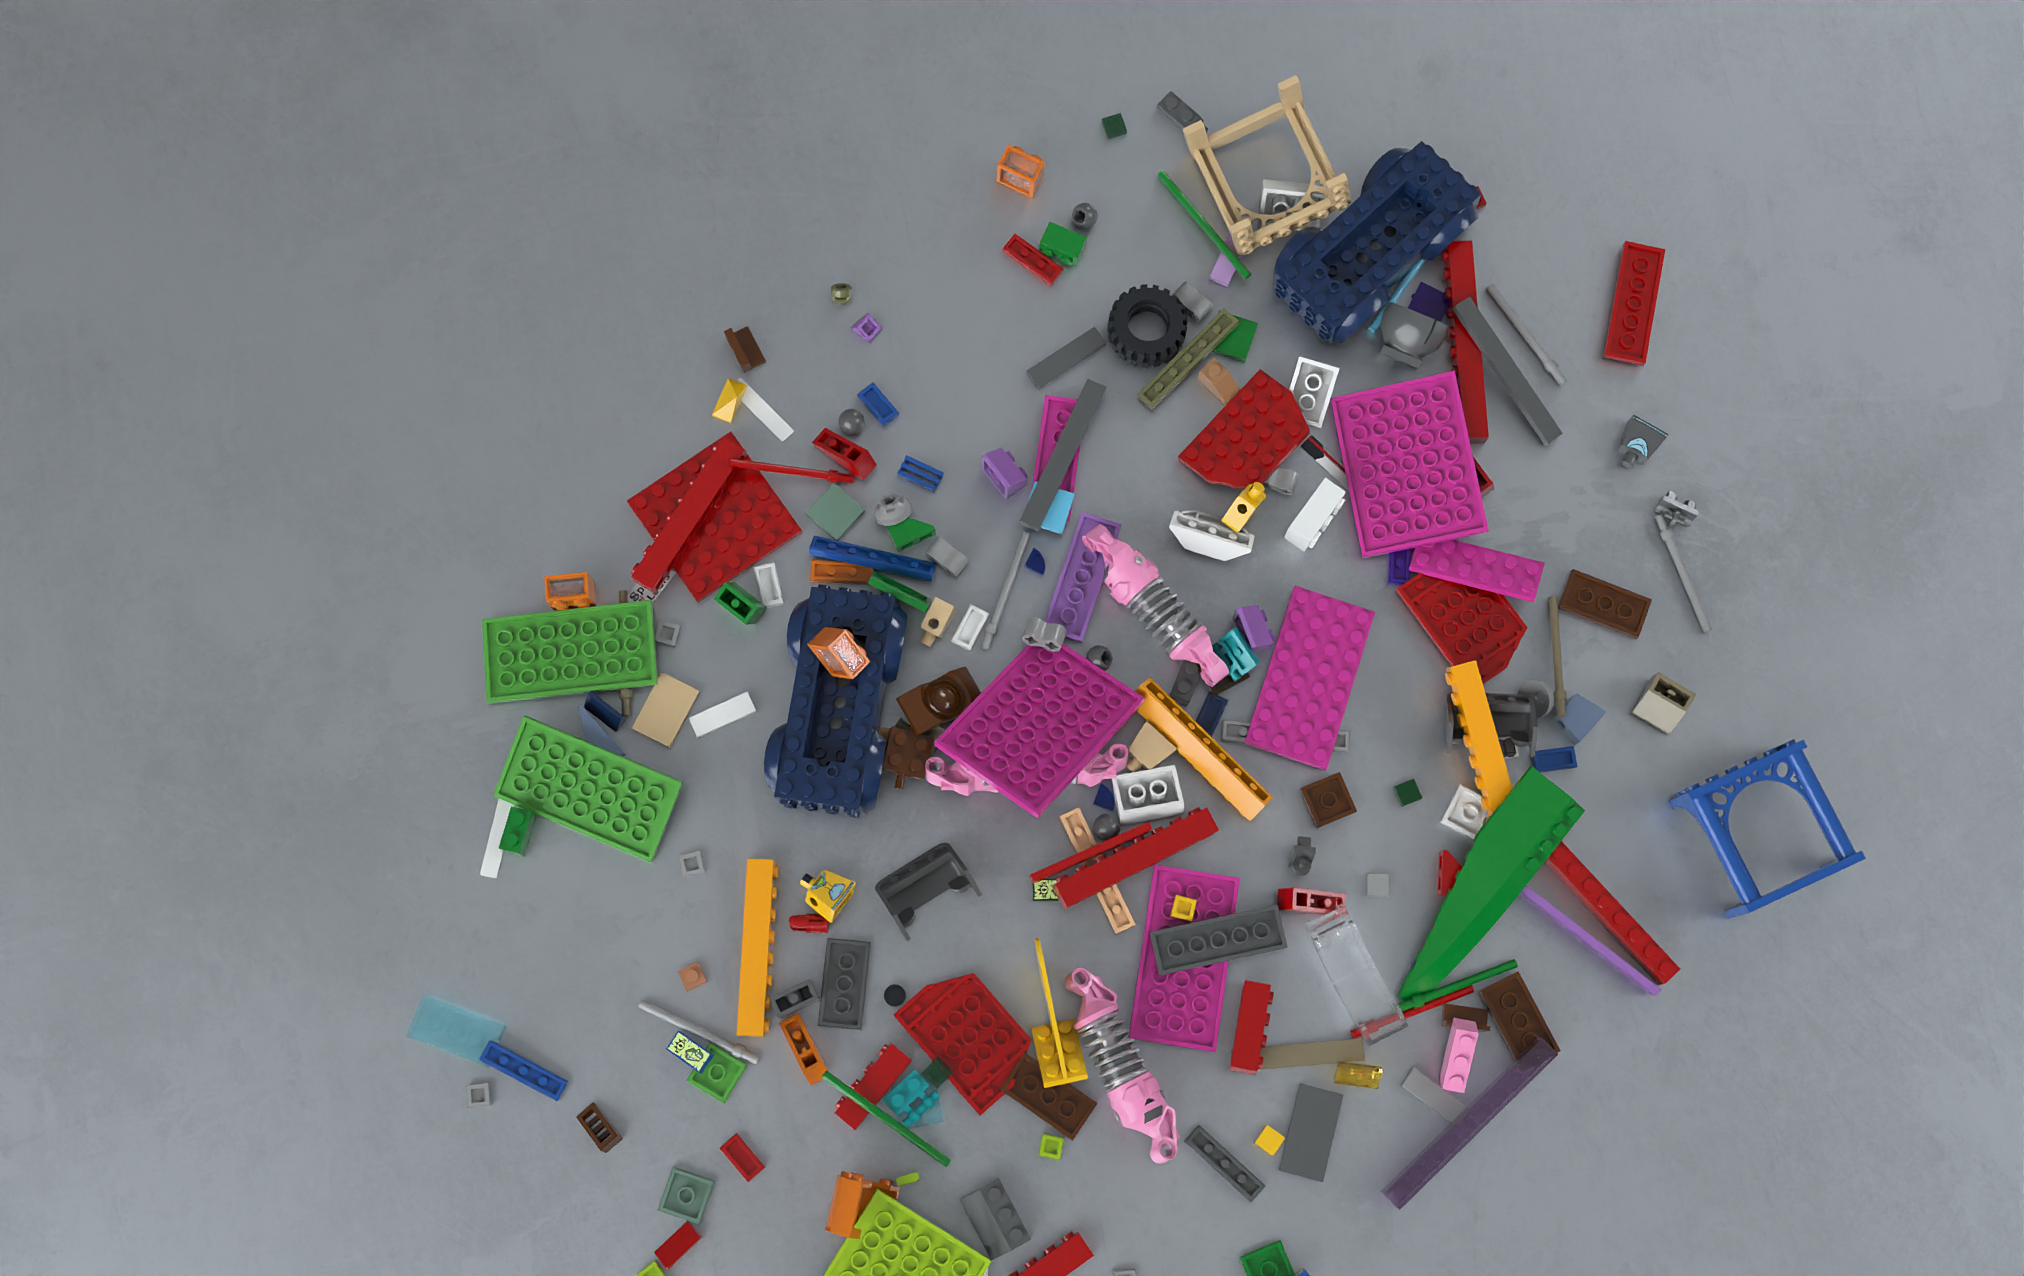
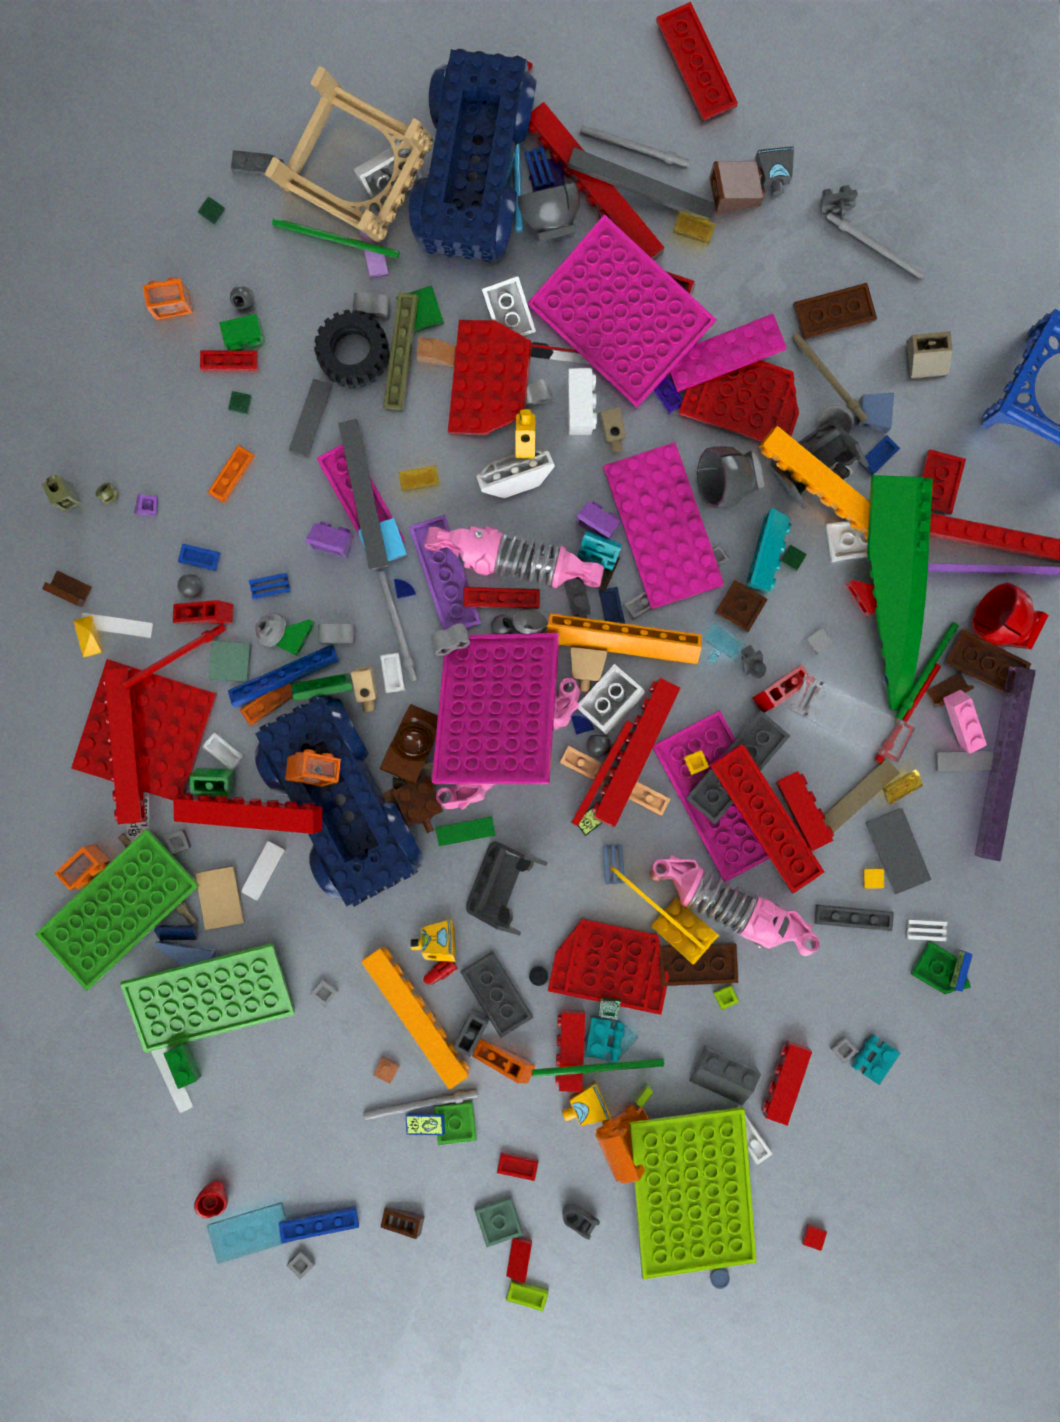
camera: 30 degrees left, 10 degrees up
(442, 975) = (211, 1200): none -> red hair
(750, 651) = (248, 814): none -> red brick
(761, 1253) = (582, 1223): none -> dark grey piece
(803, 263) = (60, 492): none -> olive brick
(848, 1148) = (587, 1106): none -> yellow torso
(928, 815) = (465, 831): none -> green tile
(960, 355) = (231, 474): none -> orange tile
(1015, 301) = (239, 402): none -> clear green tile
(1049, 930) = (621, 863): none -> sand blue tile
(1117, 633) = (501, 597): none -> red tile
(1122, 477) = (418, 478): none -> clear yellow plate
(1126, 671) = (529, 622): none -> light grey piece
(1210, 1006) = (767, 818): none -> red plate
(1287, 820) = (723, 643): none -> clear light blue plate
(1299, 1239) = (943, 931): none -> white tile
(1331, 550) = (612, 419): none -> dark tan torso
(1388, 768) = (767, 551): none -> teal slope
(1405, 683) = (735, 478): none -> dark grey plate
(1433, 277) = (535, 152): none -> blue tile
(1528, 441) = (694, 228): none -> clear yellow plate
(1567, 990) = (1008, 617): none -> red plate
(1592, 431) = (736, 185): none -> slope
(1597, 824) = (946, 474): none -> red plate

